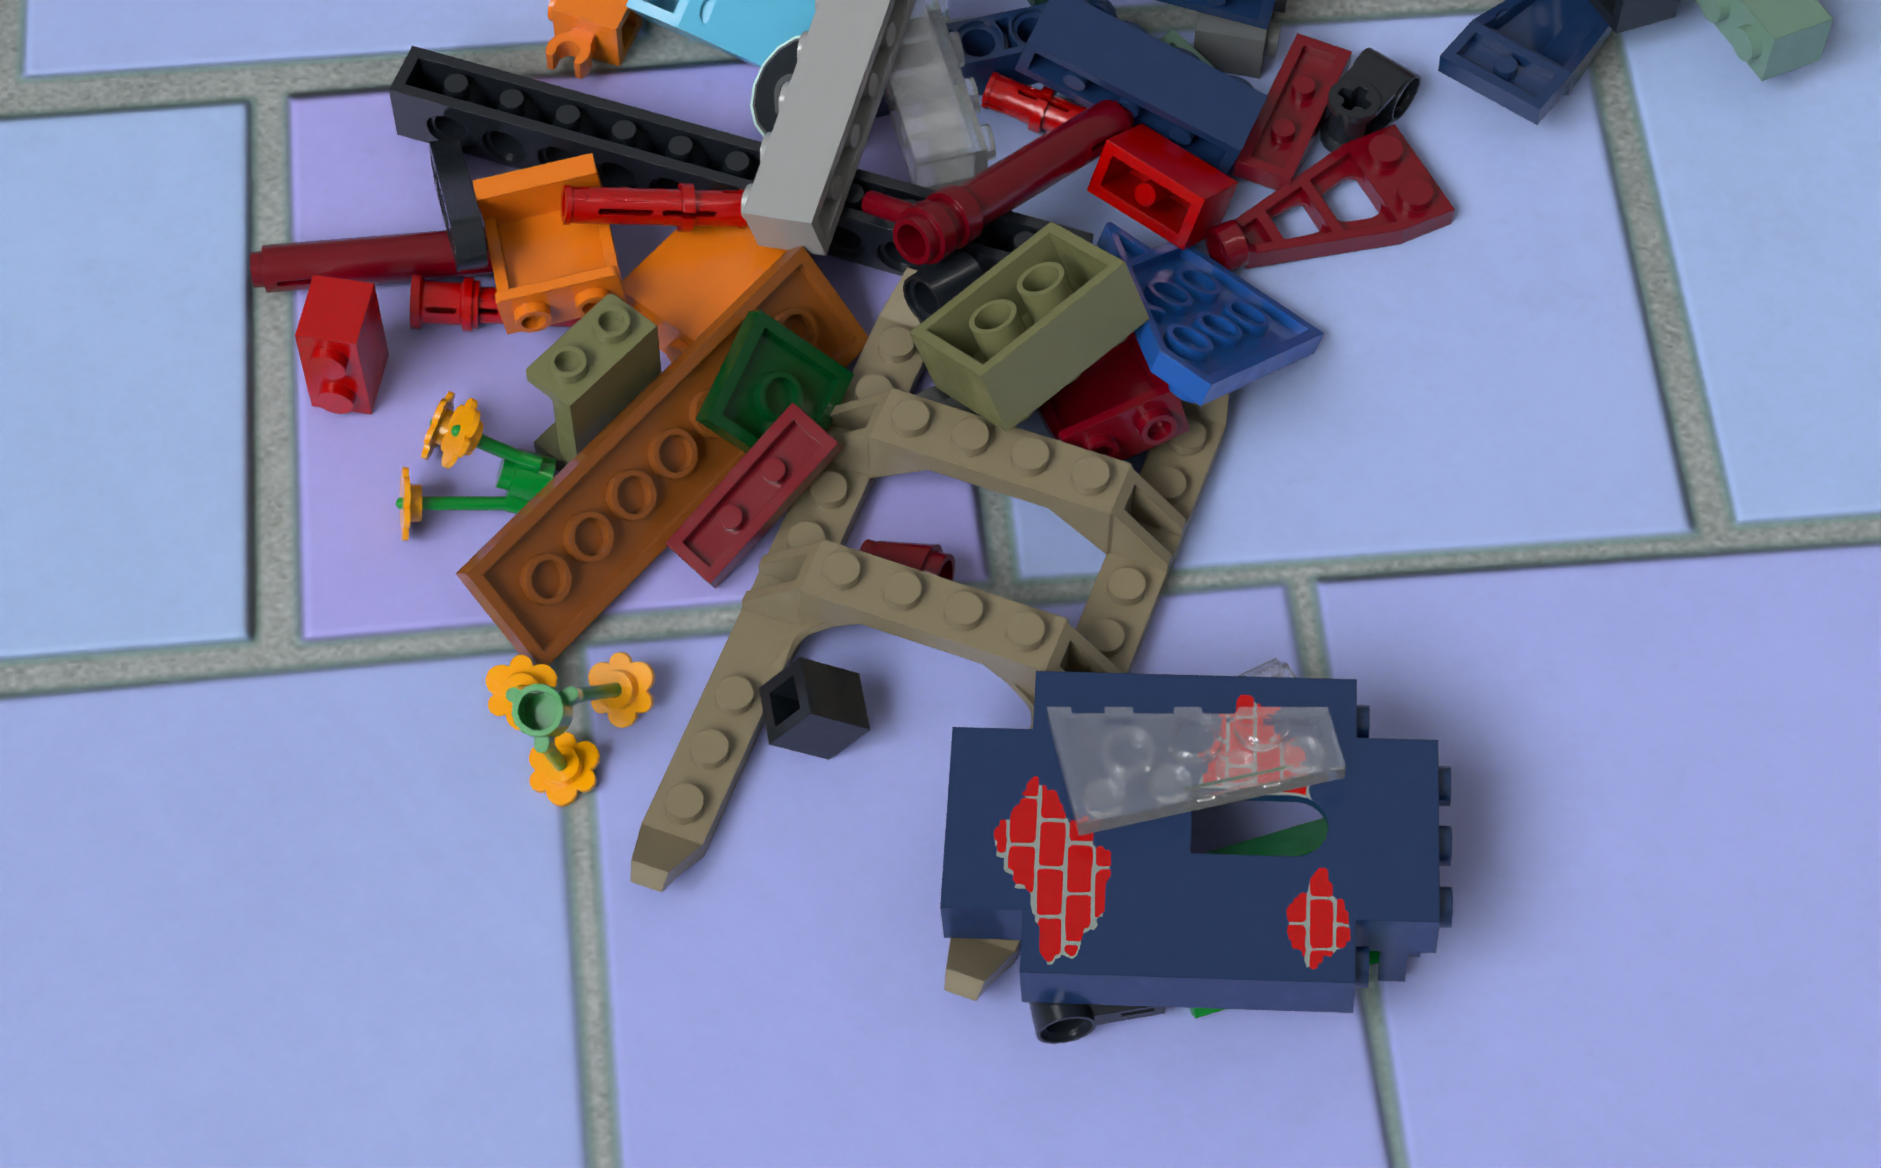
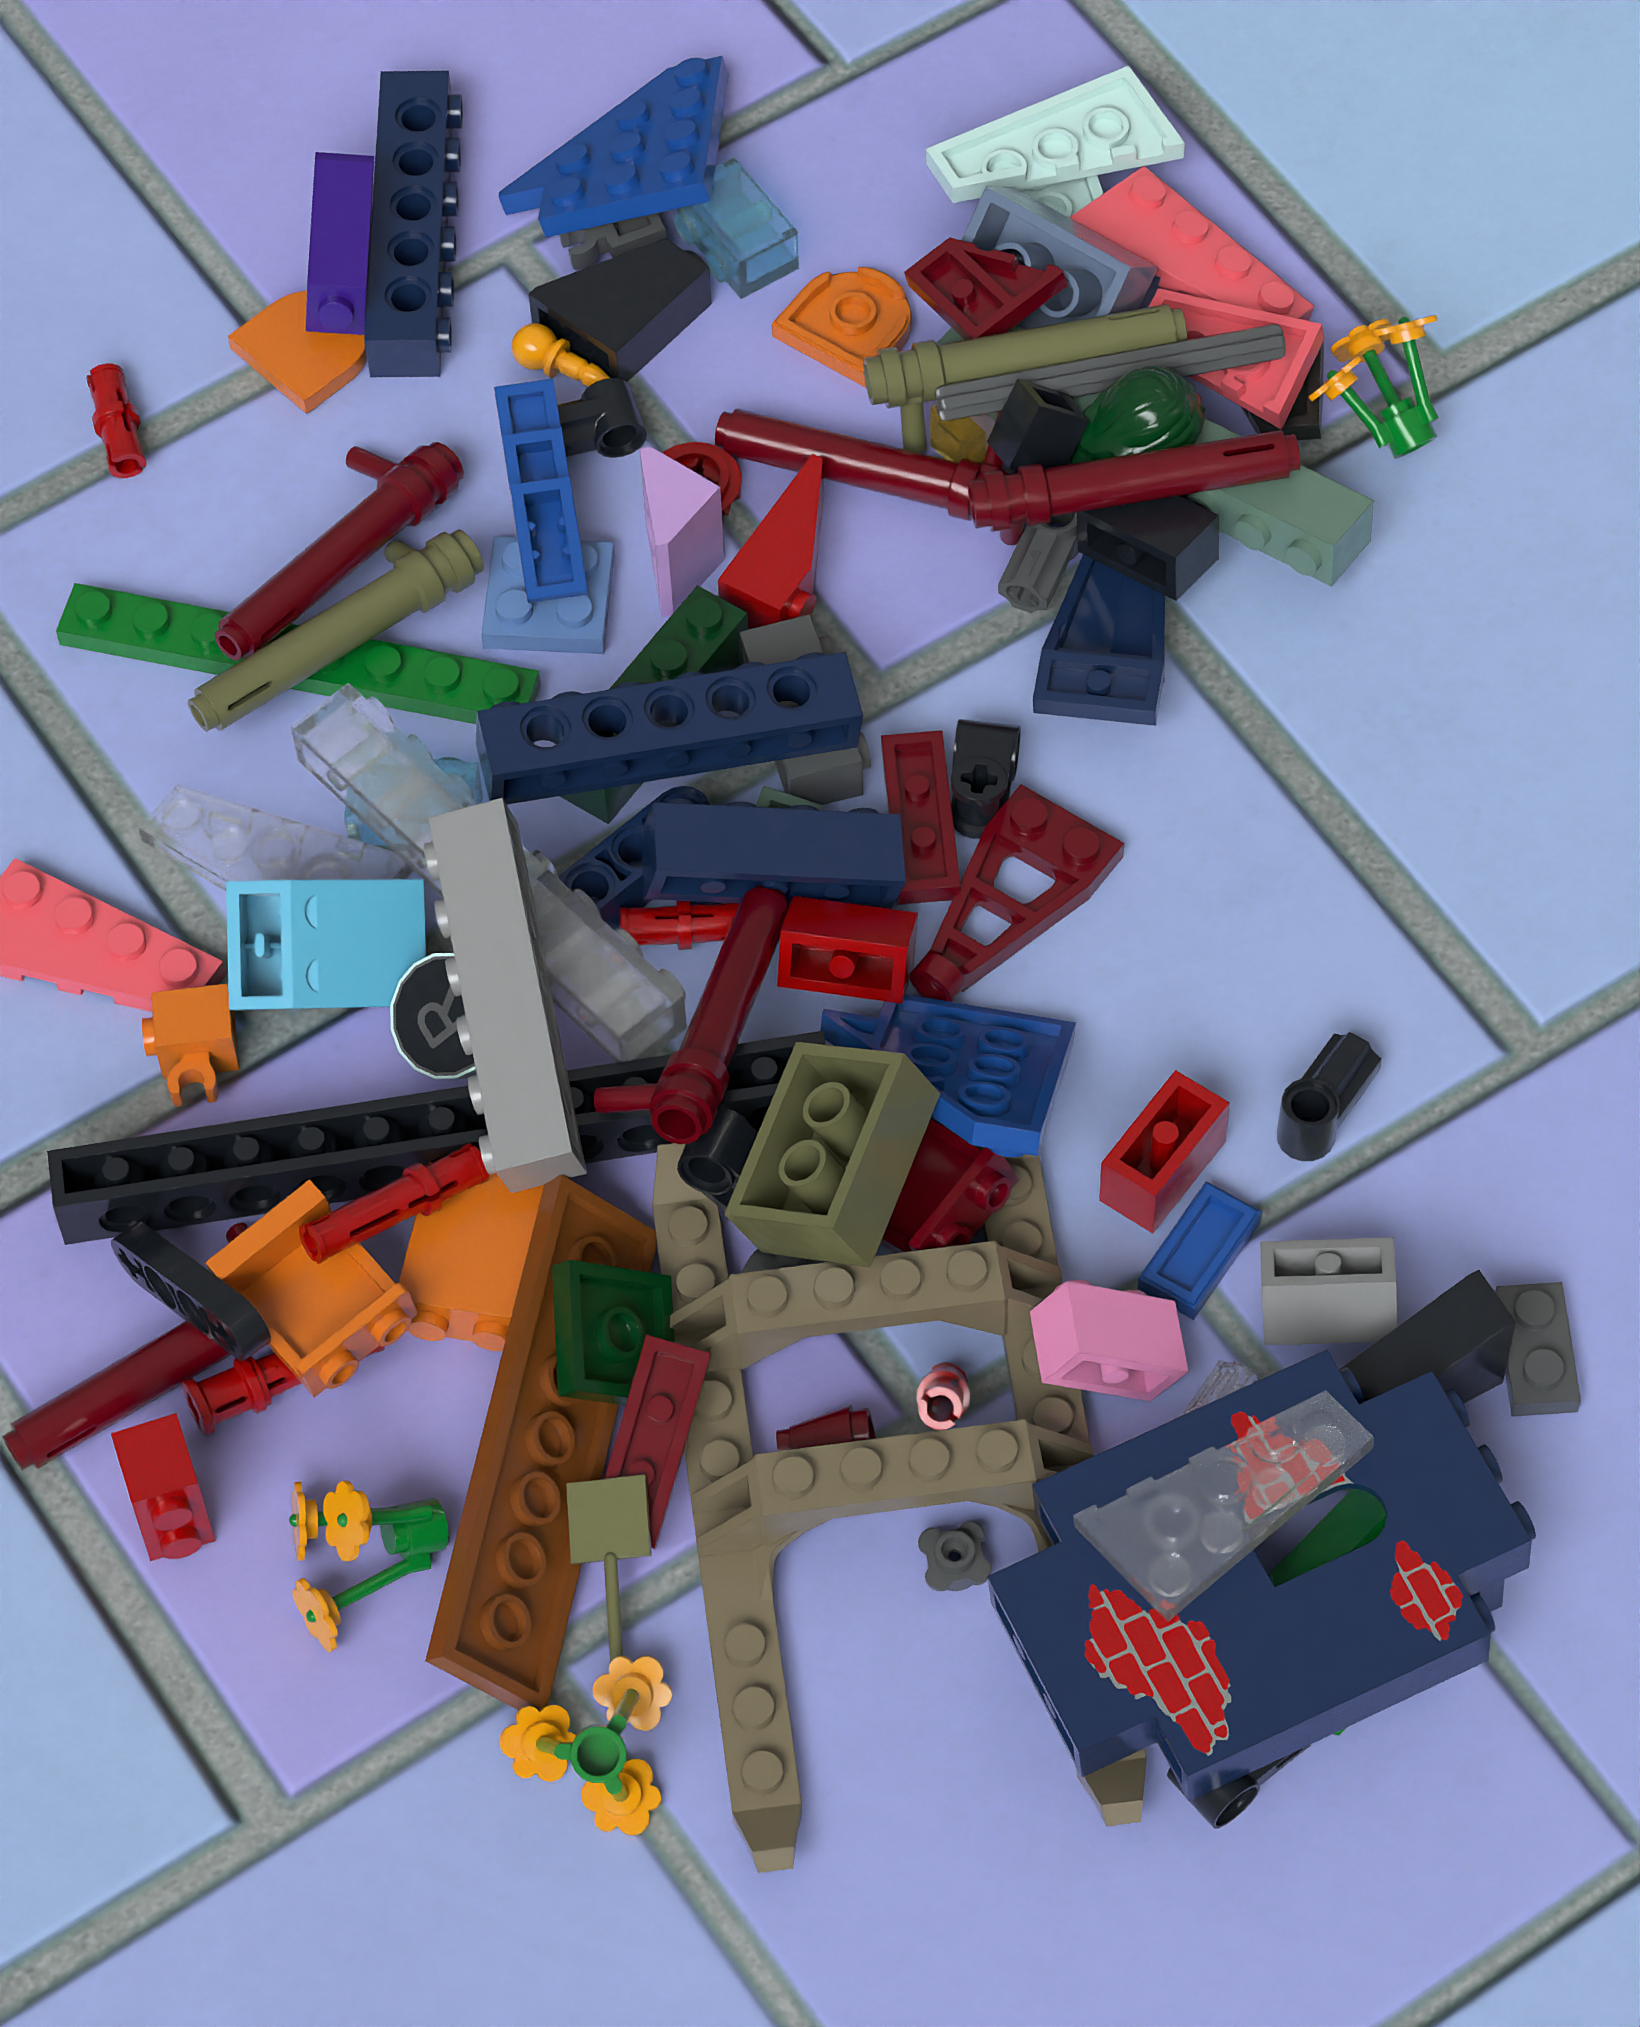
camera: 25 degrees left, 0 degrees up
(594, 375) = (442, 1408): olive panel -> none
(680, 547) = (609, 1525): none -> olive piece
(814, 708) = (832, 1620): black brick -> none
(945, 694) = (954, 1575): none -> dark grey plate
(1012, 564) = (948, 1399): none -> pin
(1186, 594) = (1108, 1340): none -> bright pink brick
(1319, 565) = (1200, 1249): none -> blue tile
(1331, 466) = (1164, 1151): none -> red brick
(1404, 645) = (1328, 1290): none -> light grey brick
(1481, 733) = (1457, 1336): none -> black slope
(1503, 489) = (1326, 1095): none -> black piece
(1567, 784) = (1541, 1355): none -> dark grey plate

